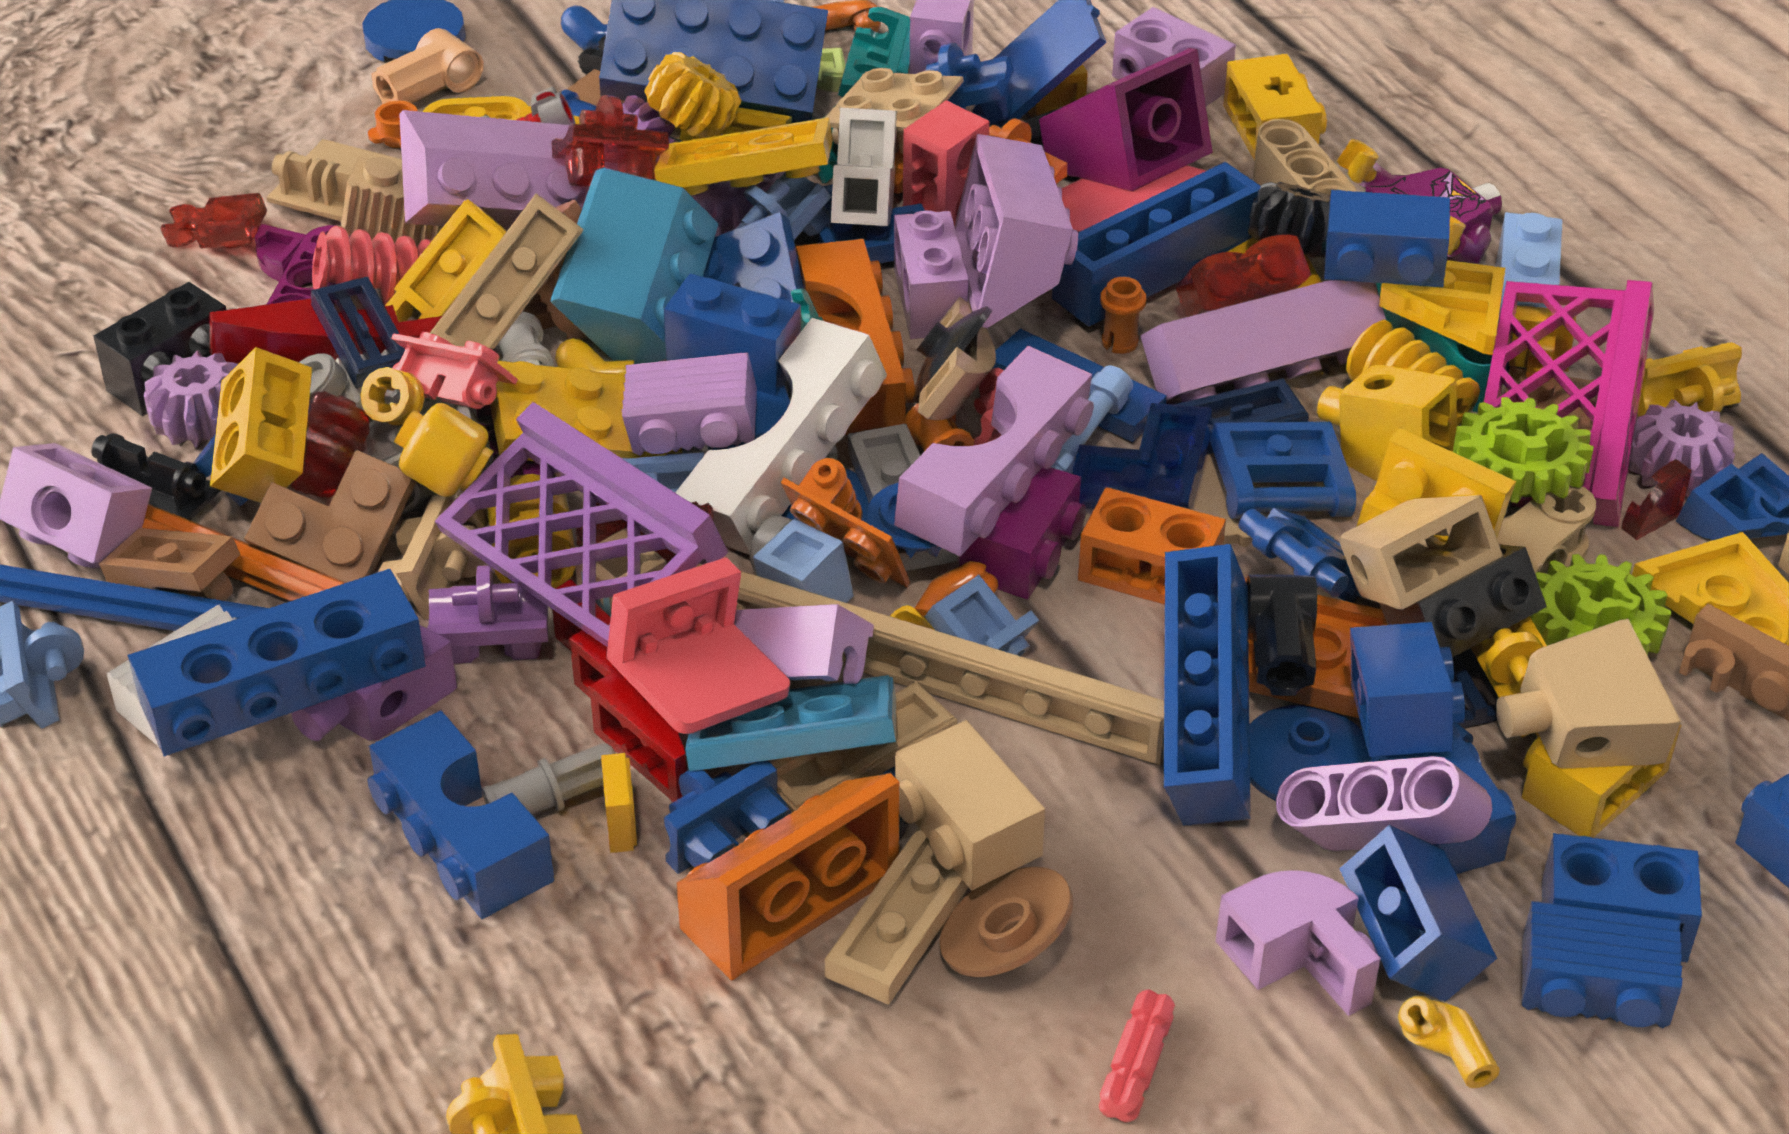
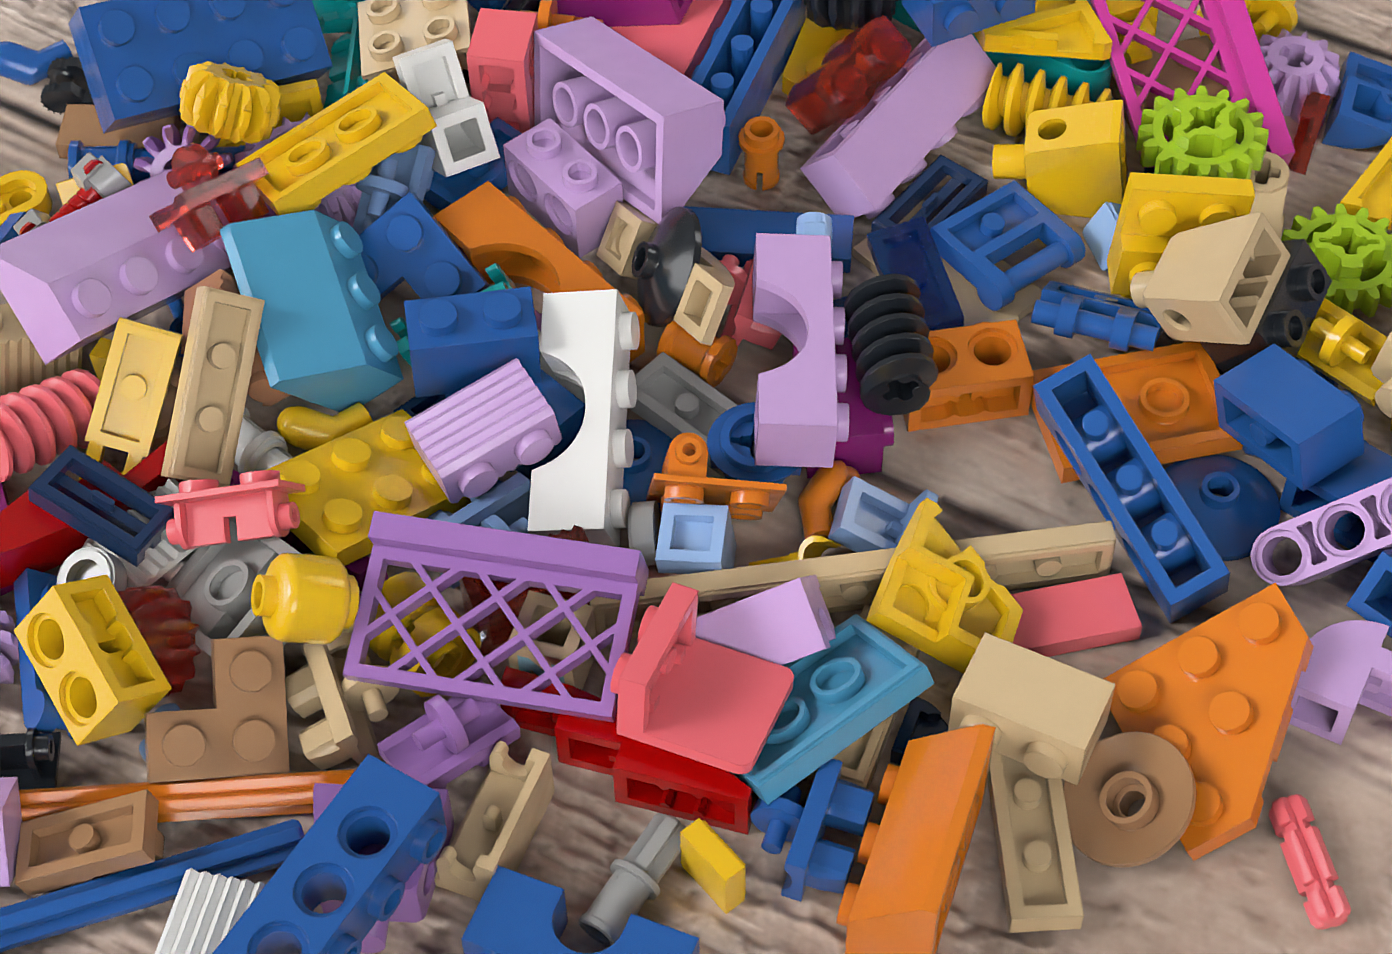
camera: 30 degrees left, 10 degrees up
(386, 379) = (185, 580): yellow bush -> none
(490, 696) = (497, 822): none -> tan hinge
(973, 681) = (940, 594): none -> yellow slope
(1080, 480) = (890, 344): none -> black piece
(1088, 774) = (1077, 616): none -> coral tile
(1143, 891) = (1224, 705): none -> orange plate
(1283, 626) = (1158, 414): black piece -> none

